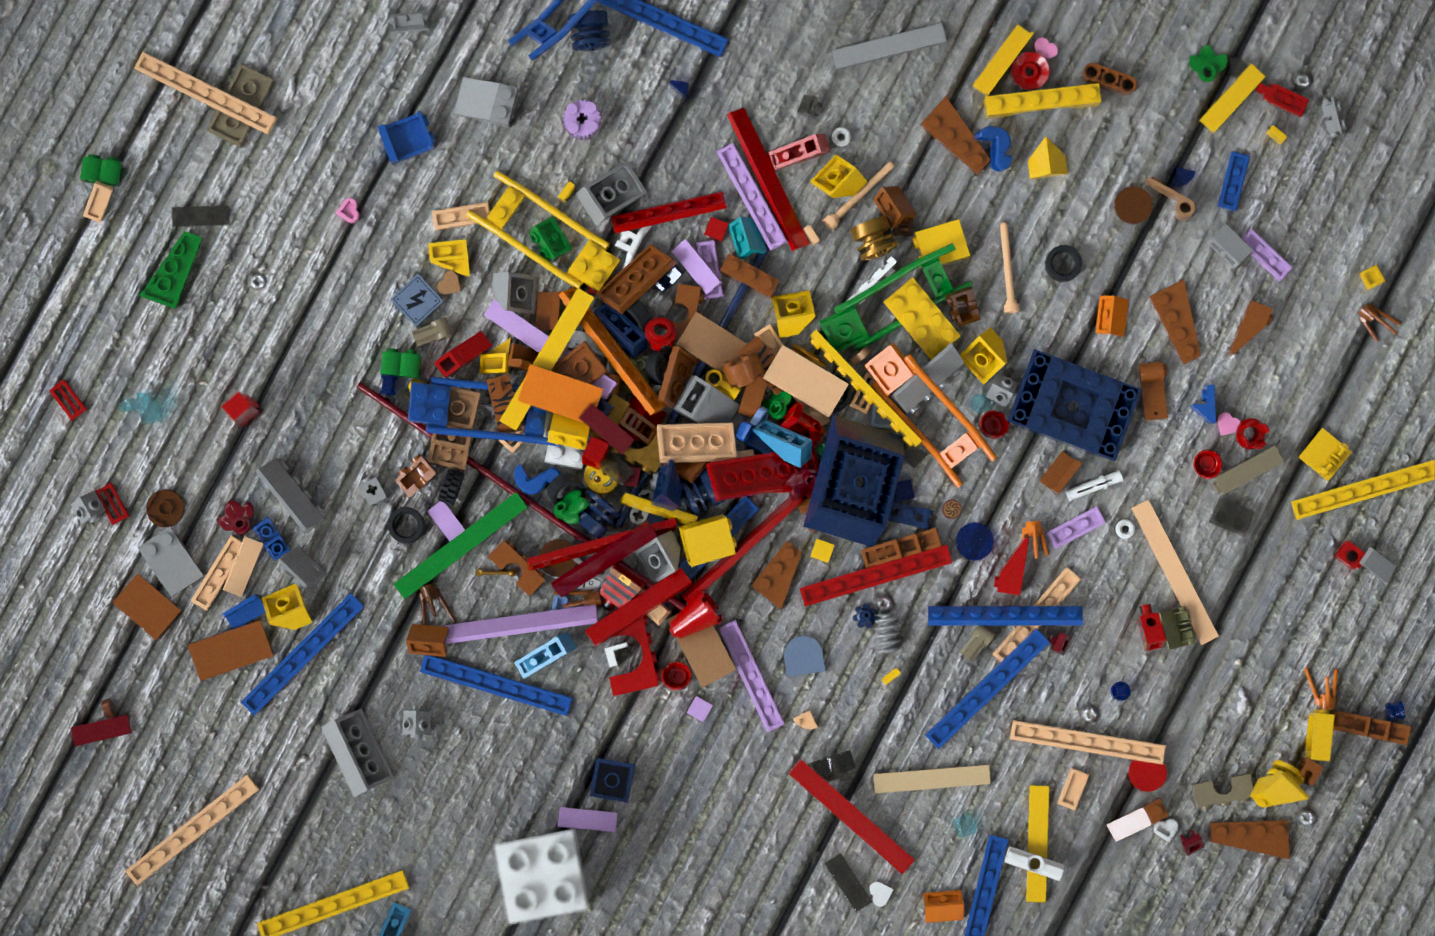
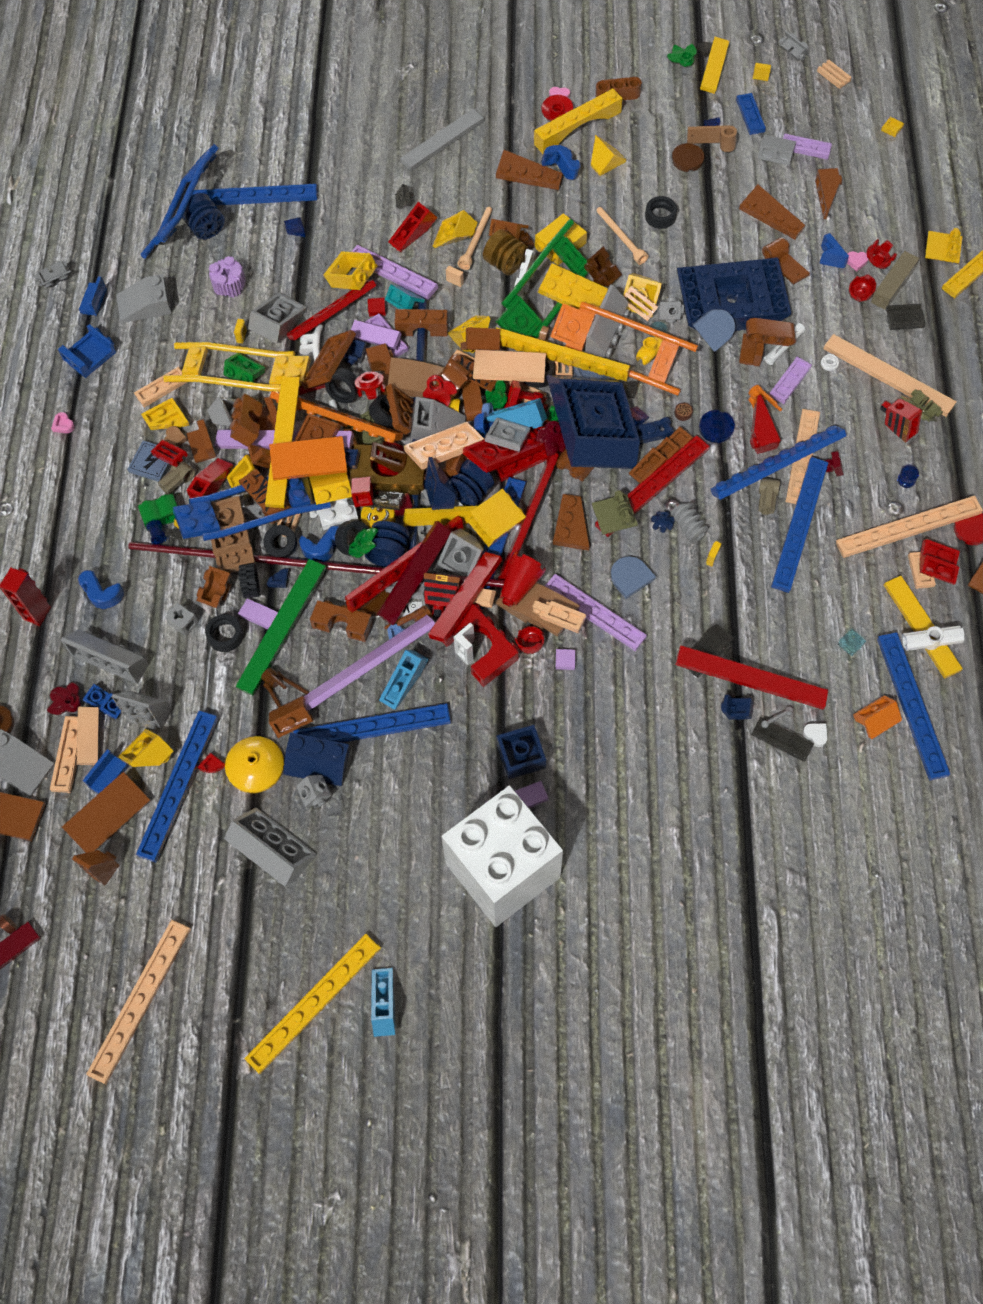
camera: 20 degrees left, 20 degrees down
(205, 698) = (97, 865): none -> dark orange slope
(306, 423) = (100, 599): none -> blue animal
(340, 648) = (211, 764): none -> red tile
(391, 670) = (256, 775): none -> yellow dish
(432, 693) = (316, 756): none -> dark blue slope
(437, 70) = (93, 297): none -> blue panel
(441, 319) = (176, 458): none -> red tile
(472, 304) = (201, 443): none -> dark orange panel
(479, 572) = (310, 642): pearl gold hinge -> none
(481, 492) = (279, 579): none -> dark blue tile
(487, 458) = (269, 541): none -> black tyre
(516, 323) = (245, 414): none -> dark orange arch
(606, 428) = (361, 466): dark red tile -> none
(623, 330) = (339, 399): dark blue slope -> none
(702, 165) = (338, 277): none -> yellow window
(711, 674) = (560, 615): none -> light nougat hinge
(721, 376) = (440, 392): none -> red plate
(761, 462) = (507, 434): none -> light grey tile
(768, 179) = (398, 255): red tile -> none
(792, 338) = (481, 339): none -> dark orange panel
(806, 720) = (663, 625): light nougat tile -> none
(820, 591) = (614, 513): none -> olive hinge
(822, 550) = (596, 489): yellow tile -> none
(824, 835) = (737, 708): none -> dark blue bracket
(845, 132) = (439, 207): white plate -> none
(869, 859) = (788, 711): none -> light grey hinge
(931, 779) = (799, 619): tan tile -> none
(954, 427) = (648, 350): none -> yellow piece
(973, 368) = (644, 298): none -> light nougat tile
(993, 424) = (681, 333): red hair -> none
(1002, 60) = (532, 112): yellow panel -> none
(1031, 438) = (715, 327): none -> sand blue tile
(1080, 474) = (770, 332): none -> dark orange beam
(1091, 792) = (939, 561): none -> red slope
(1112, 316) = (719, 229): orange panel -> none
(1283, 98) = (750, 50): red hinge -> none
(1361, 172) = (836, 74): none -> light nougat tile
(1370, 312) = (908, 145): dark orange plant -> none

